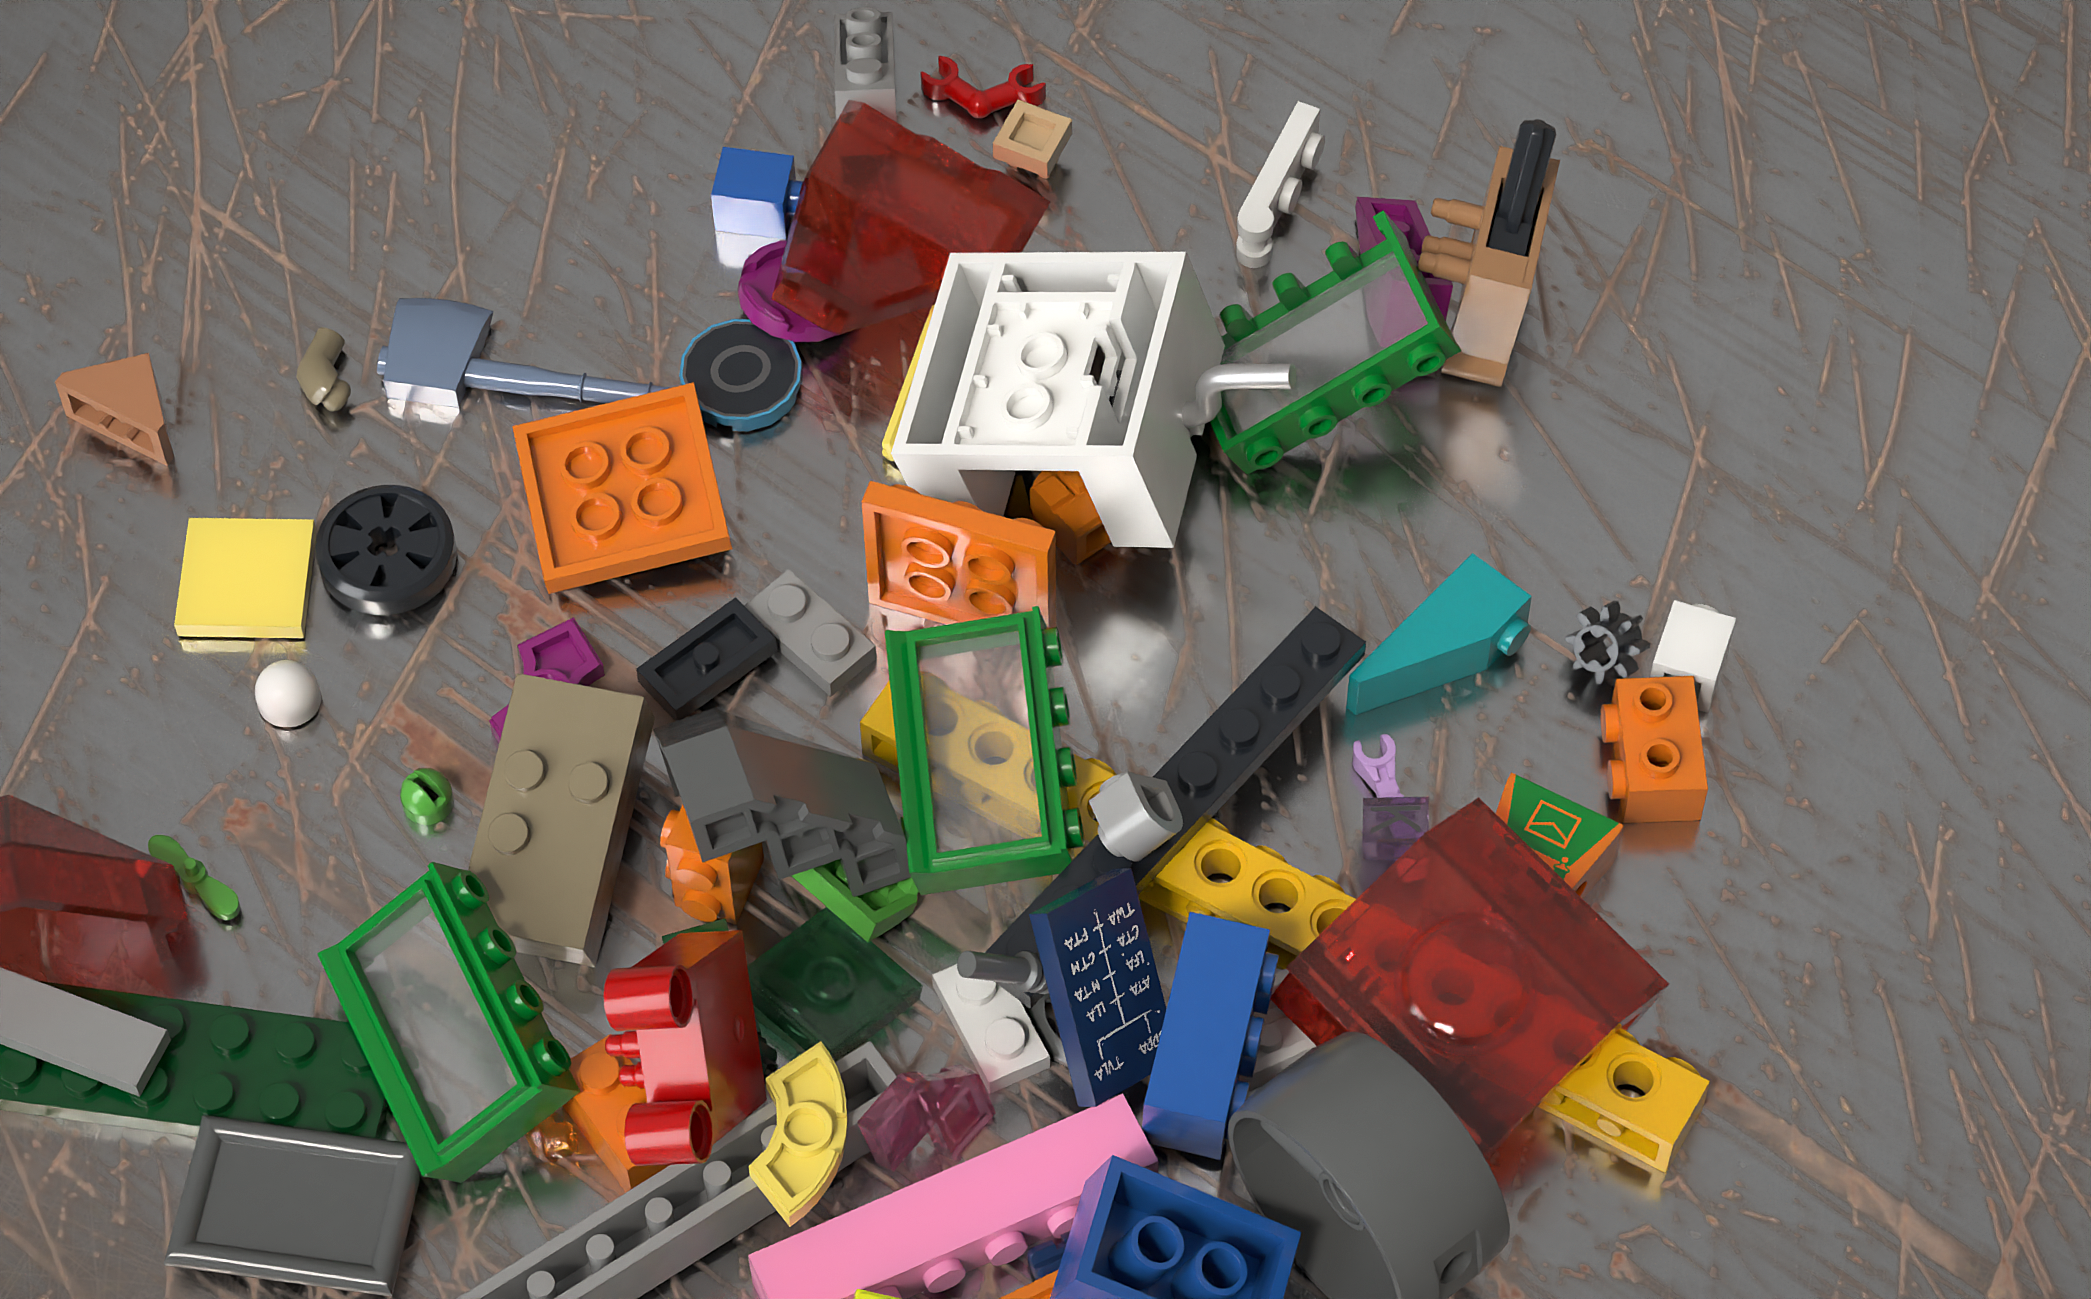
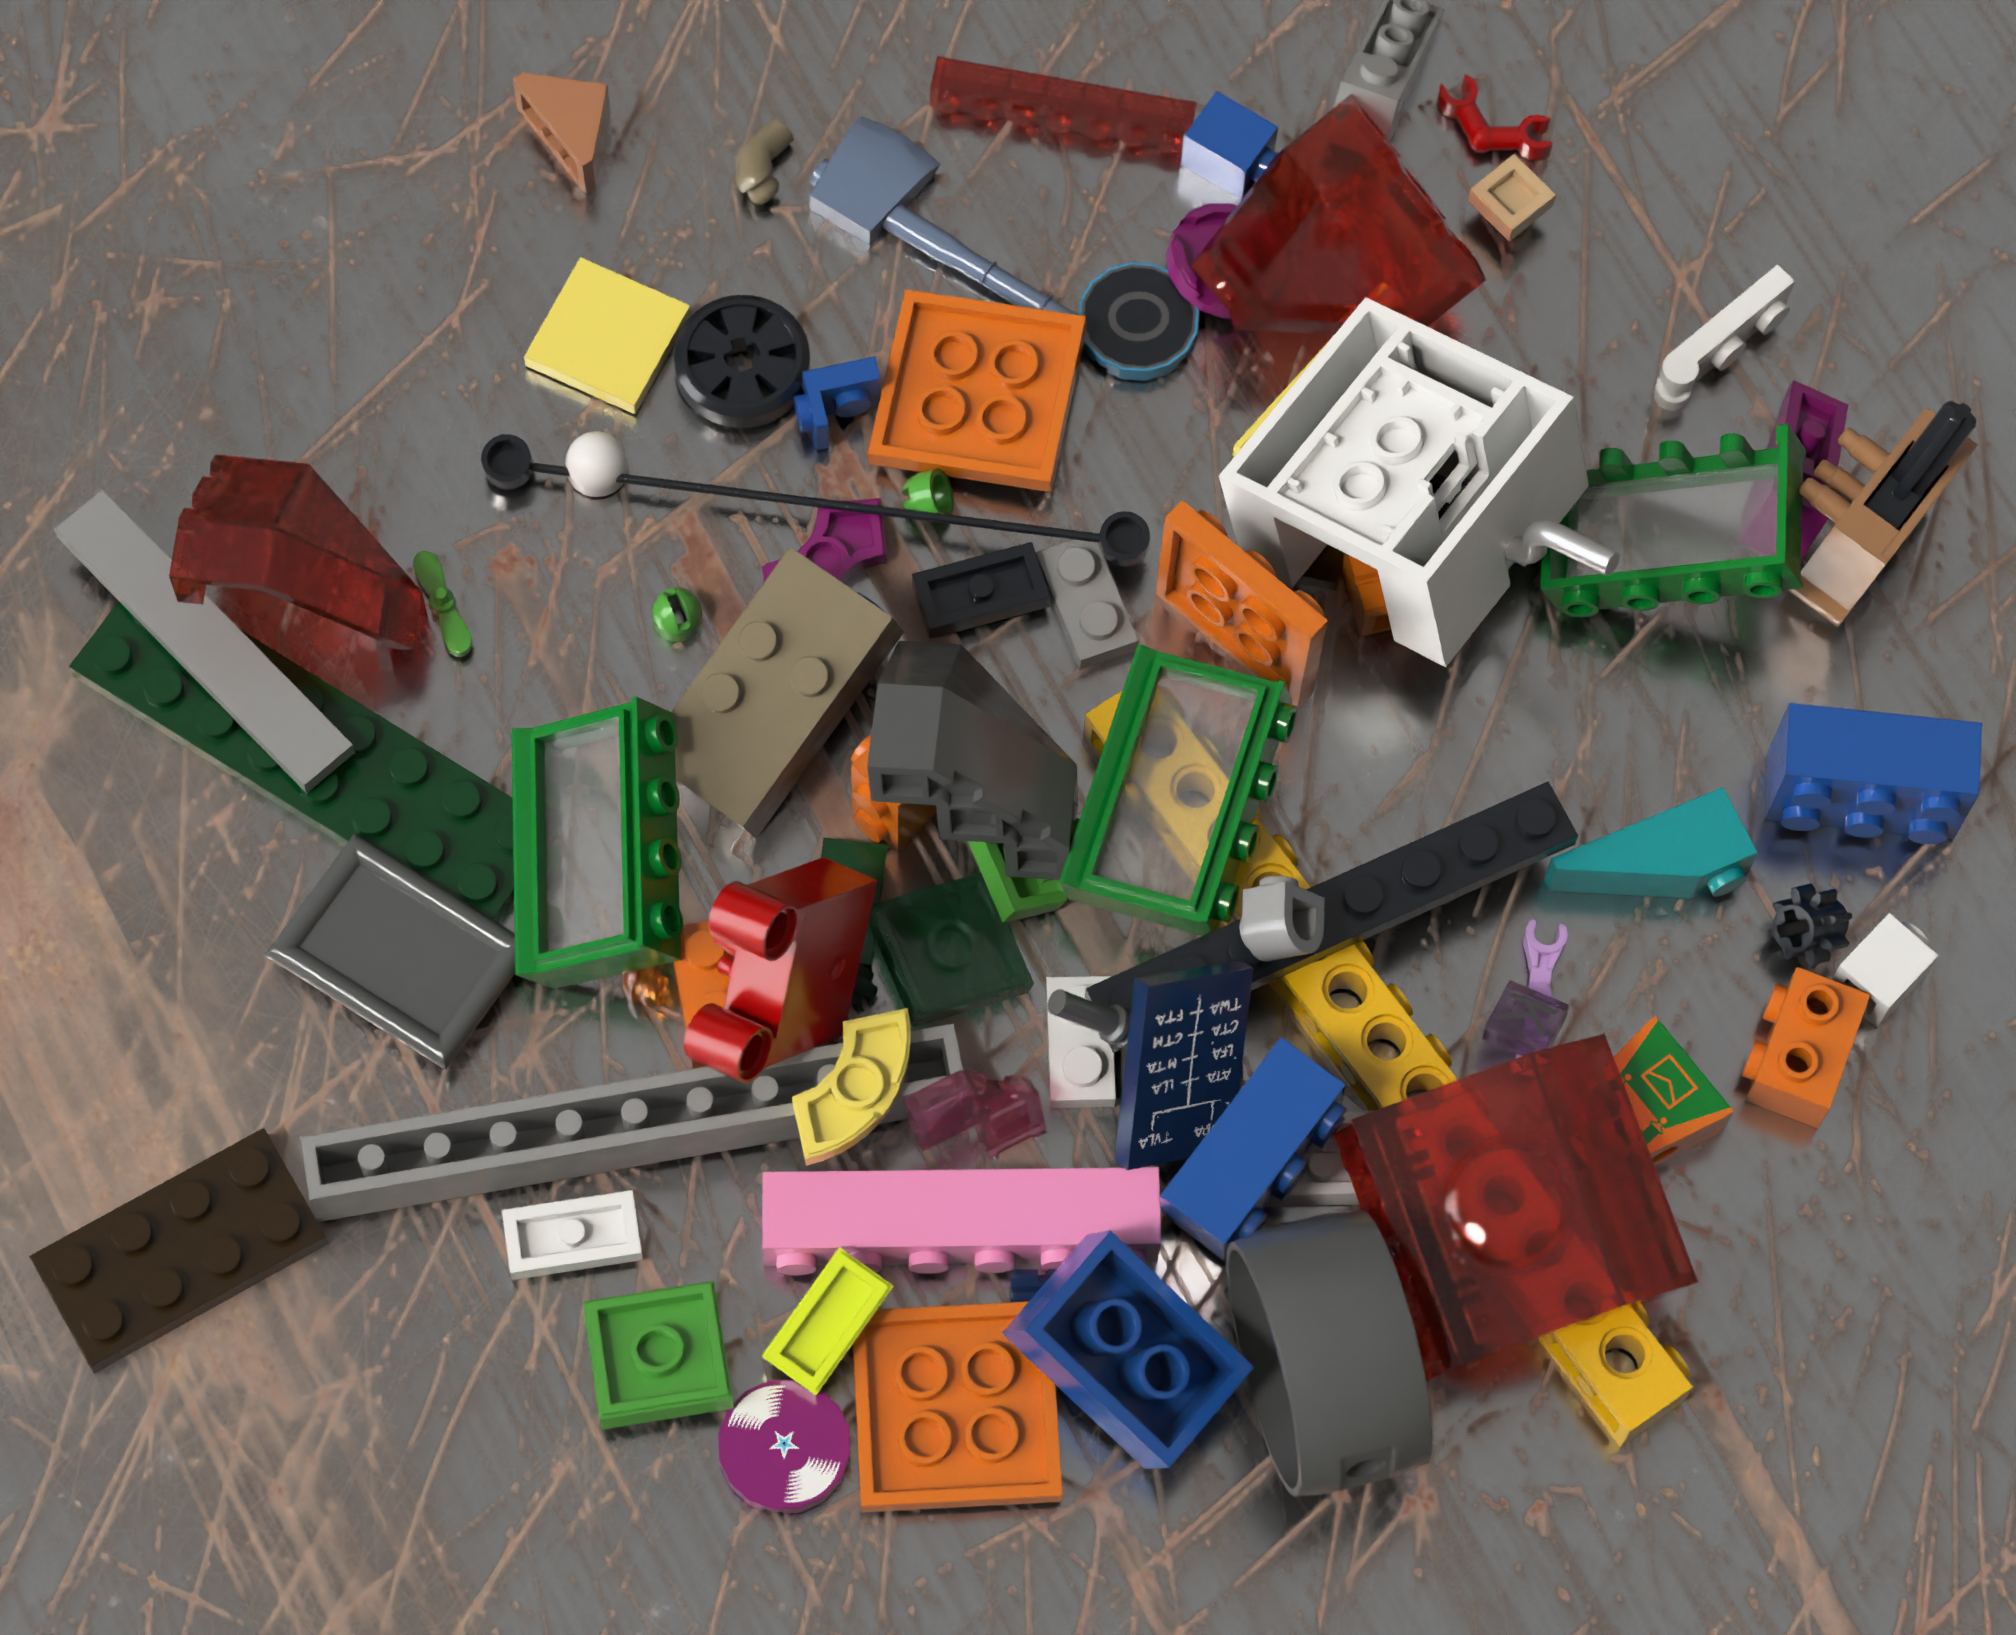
camera: 20 degrees right, 10 degrees up
(488, 538) = (839, 390): none -> blue bracket
(582, 217) = (1061, 104): none -> clear red piece
(617, 598) = (929, 492): none -> bright green hinge
(820, 563) = (1122, 537): none -> black piece
(1598, 487) = (1872, 772): none -> blue brick

